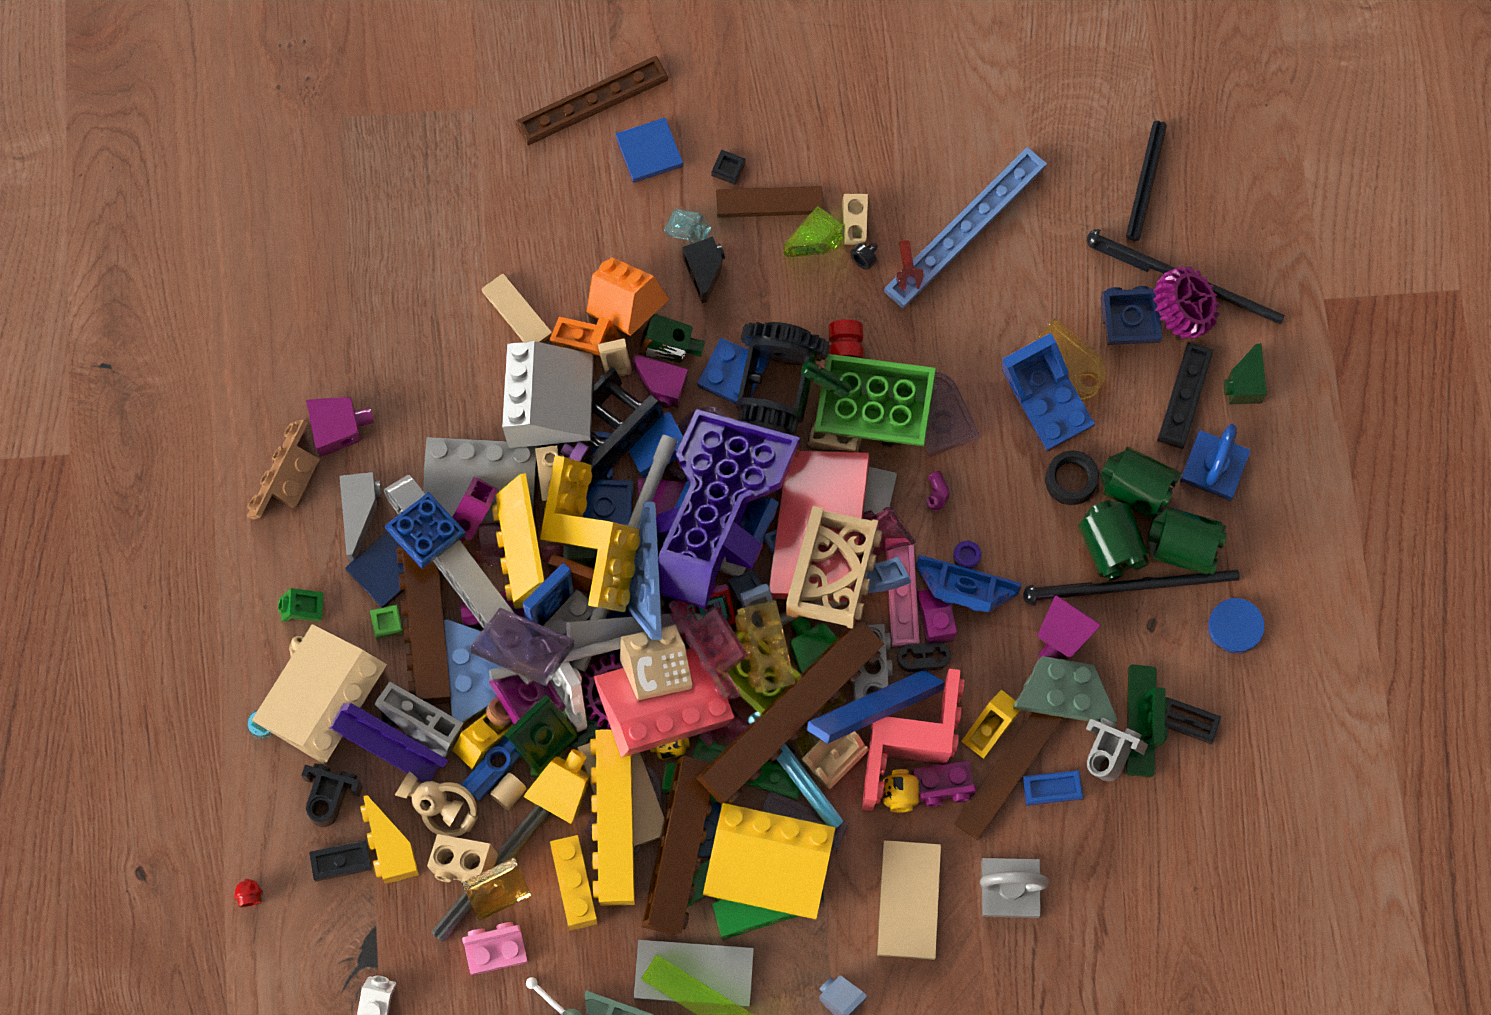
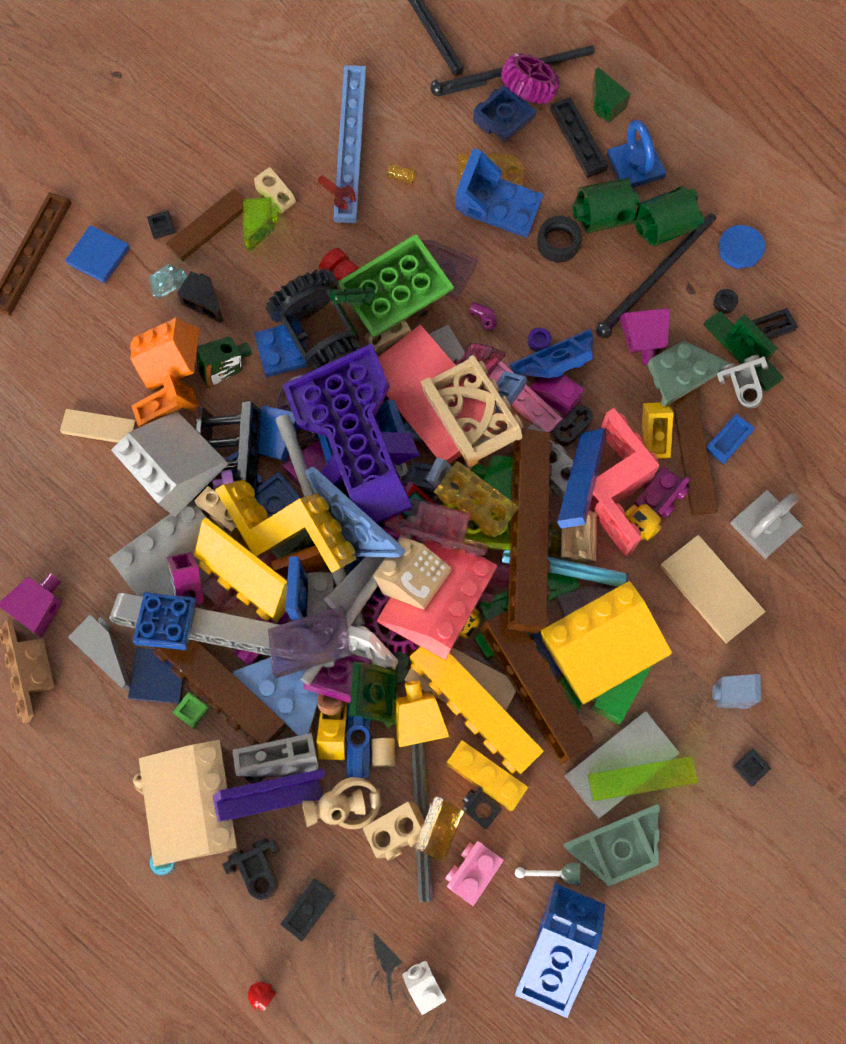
camera: 35 degrees left, 0 degrees up
(301, 605) = (118, 751): green bracket -> none
(394, 851) = (338, 866): yellow slope -> none
(546, 892) = (472, 800): none -> black bracket
(615, 355) = (194, 396): tan tile -> none
(661, 380) = (238, 389): magenta slope -> none
(864, 255) = (301, 208): black tile -> none
(985, 295) = (401, 173): none -> clear yellow pin
(1113, 539) = (623, 252): dark green cylinder -> none
(1171, 662) = (725, 301): none -> black tile

